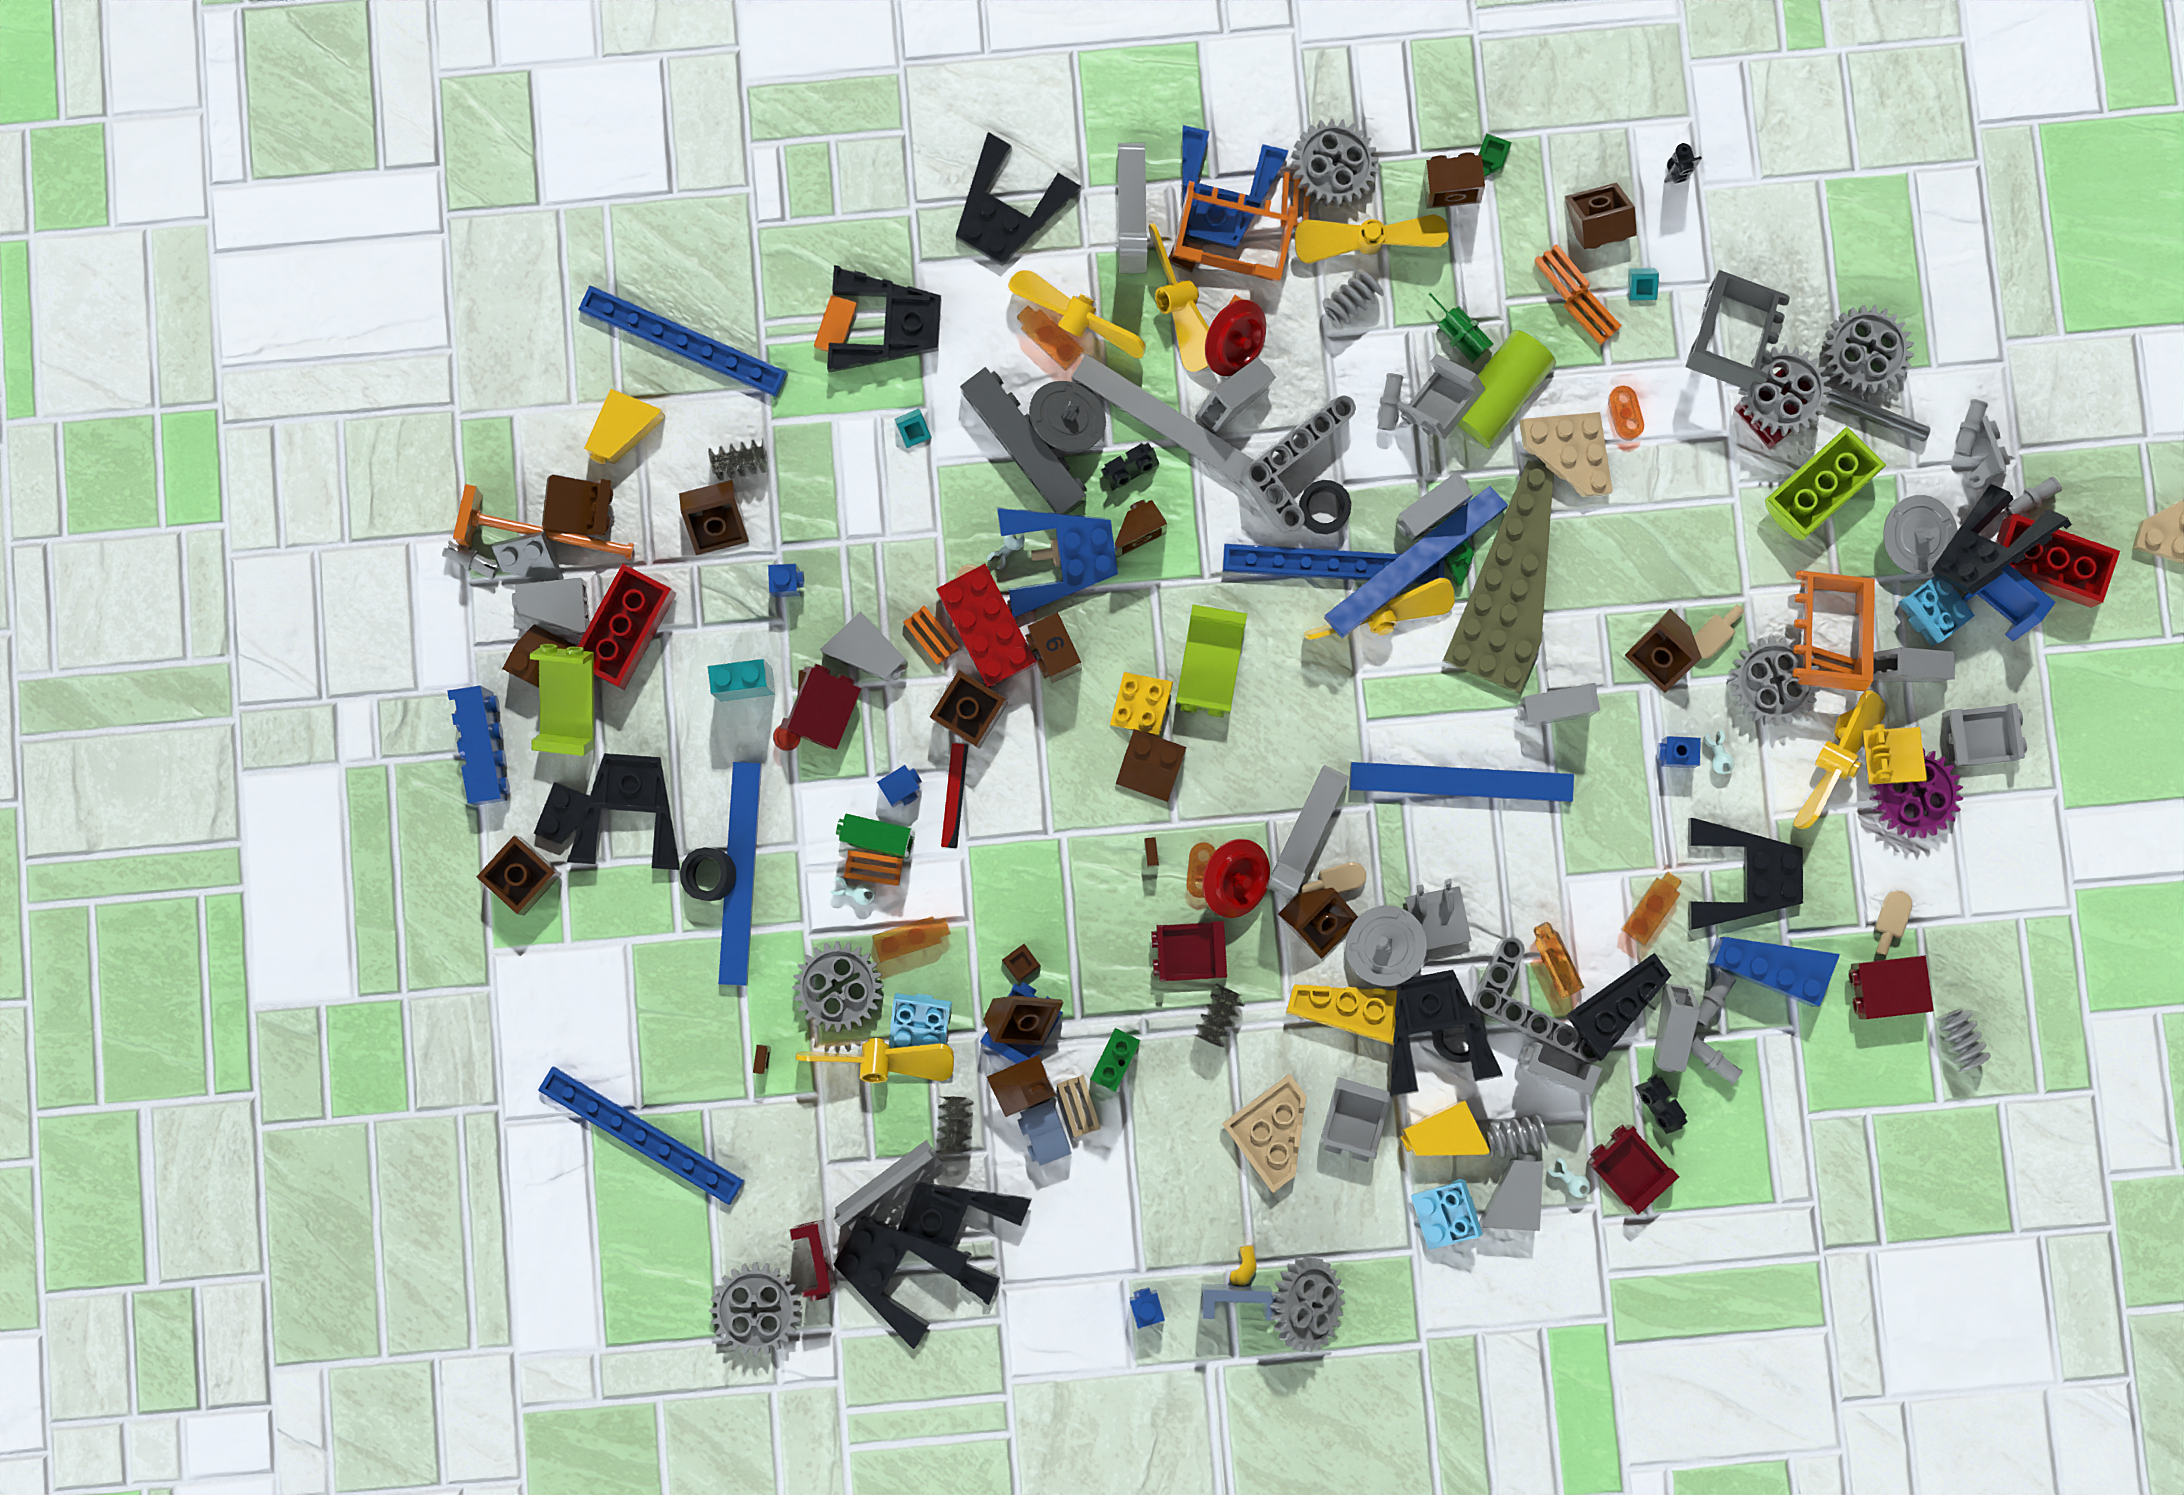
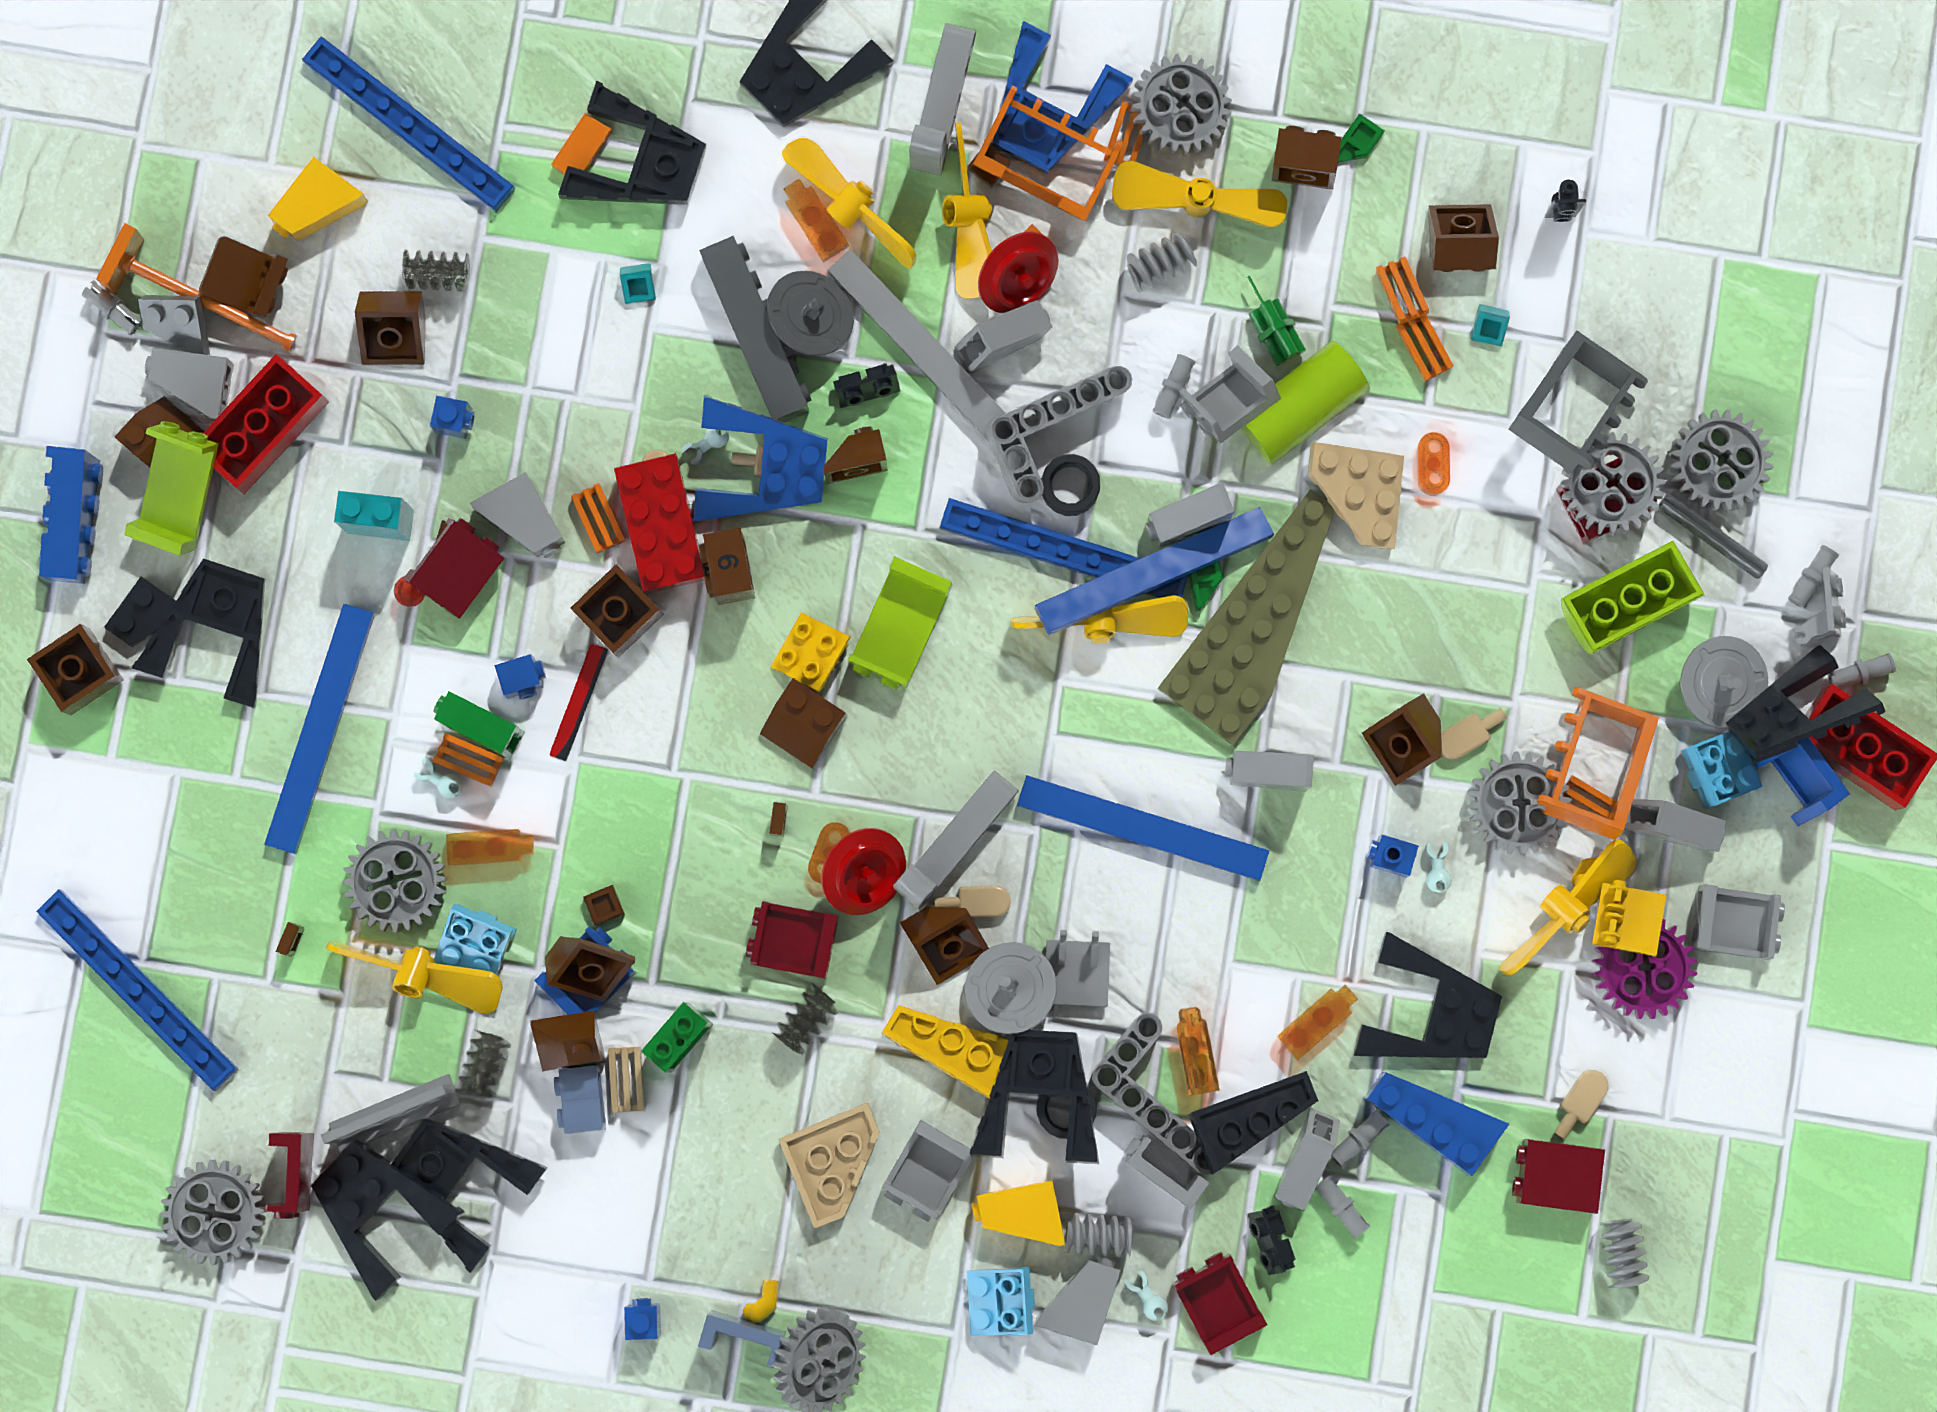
camera: 10 degrees right, 0 degrees up
(689, 868) = (261, 720): black tyre -> none

